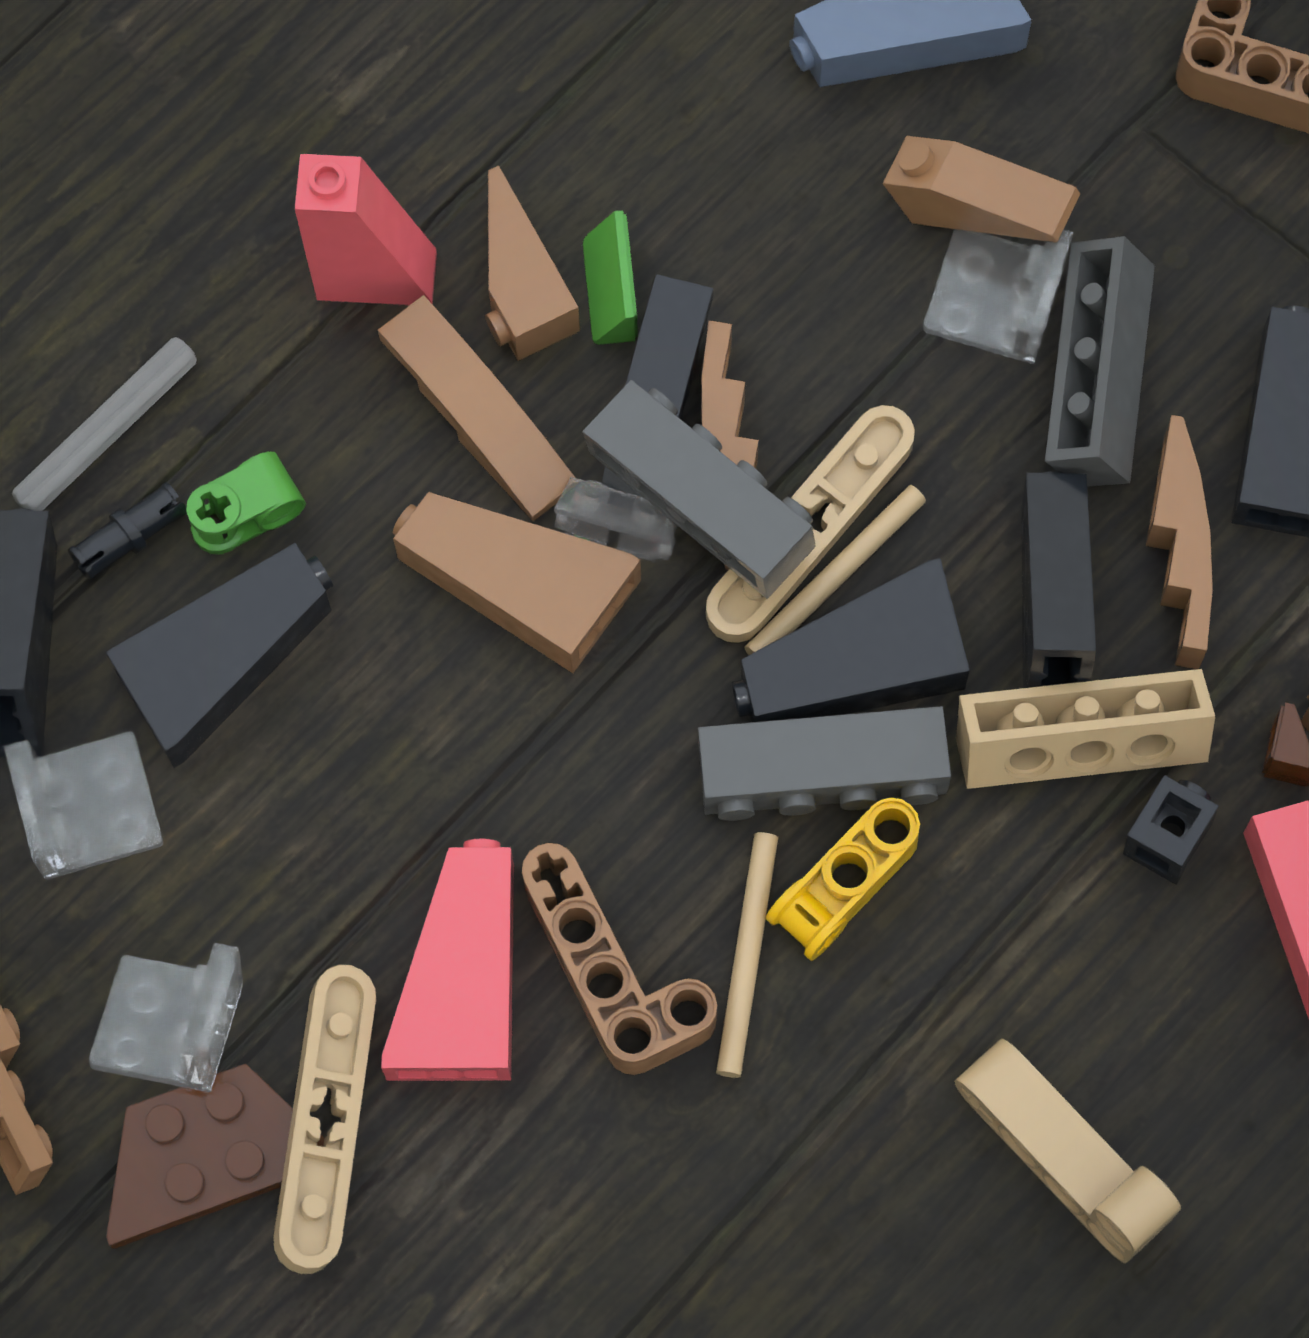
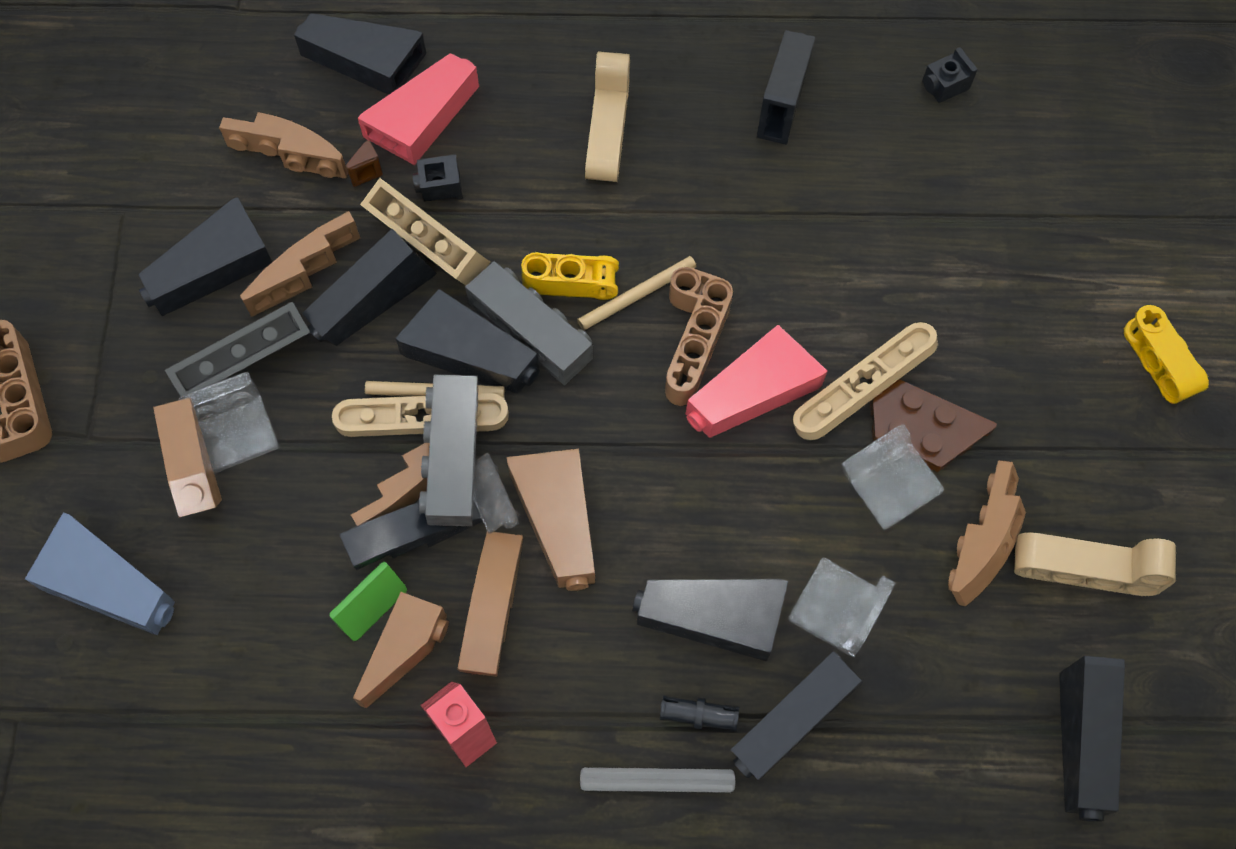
camera: 135 degrees left, 5 degrees down
(248, 499) = (631, 668): bright green piece -> none

